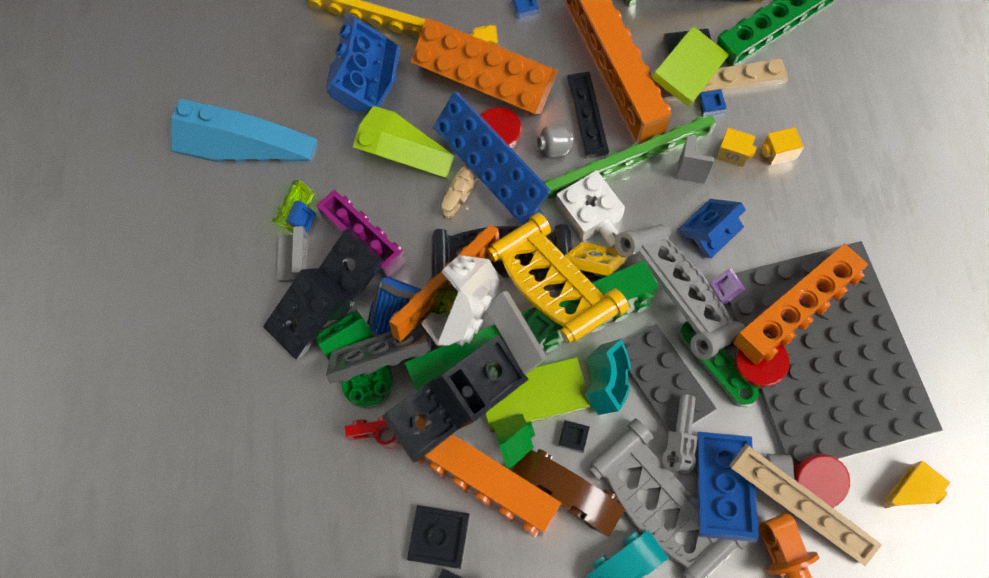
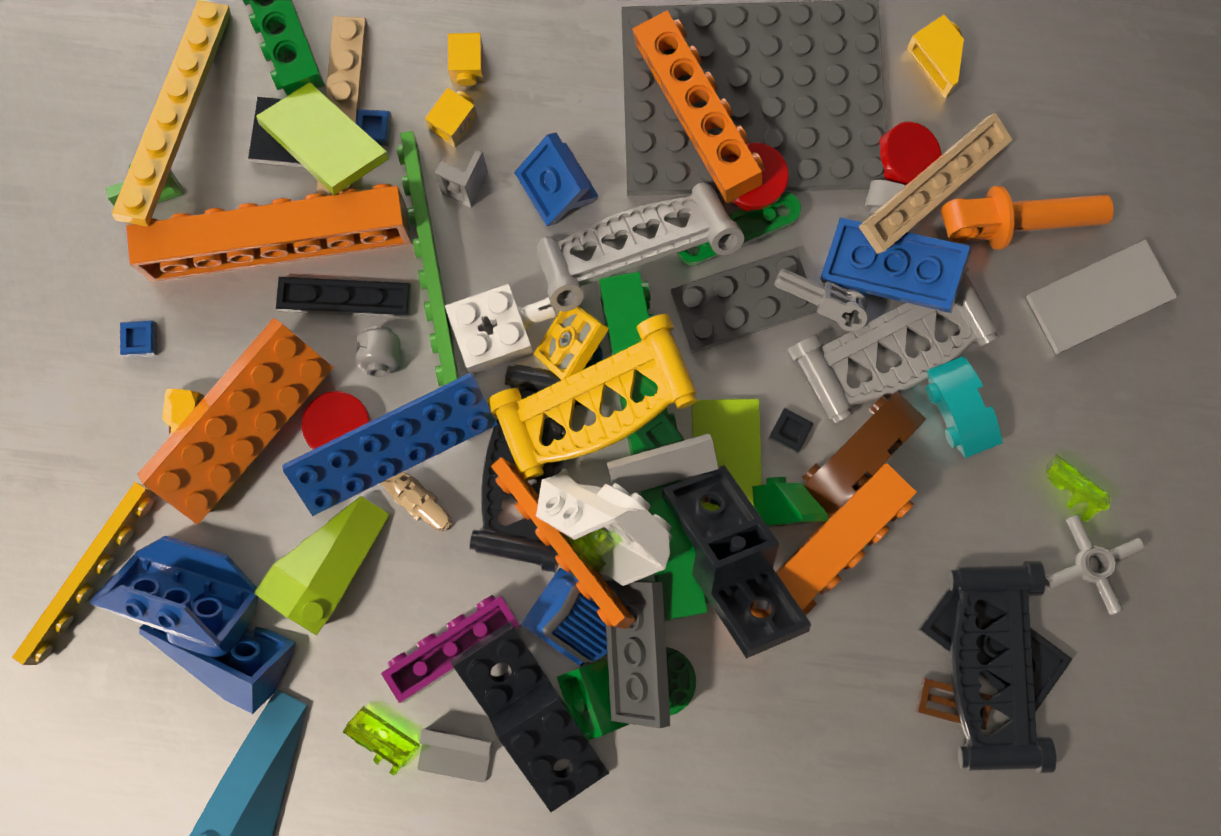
camera: 80 degrees left, 10 degrees up
(300, 216) = (400, 731): blue tile -> none
(324, 116) = (243, 675): none -> blue wedge
(362, 429) = (726, 699): red plate -> none
(438, 537) = (880, 627): black tile -> none
(609, 377) = (731, 366): teal brick -> none
(727, 286) = (644, 187): medium lavender tile -> none

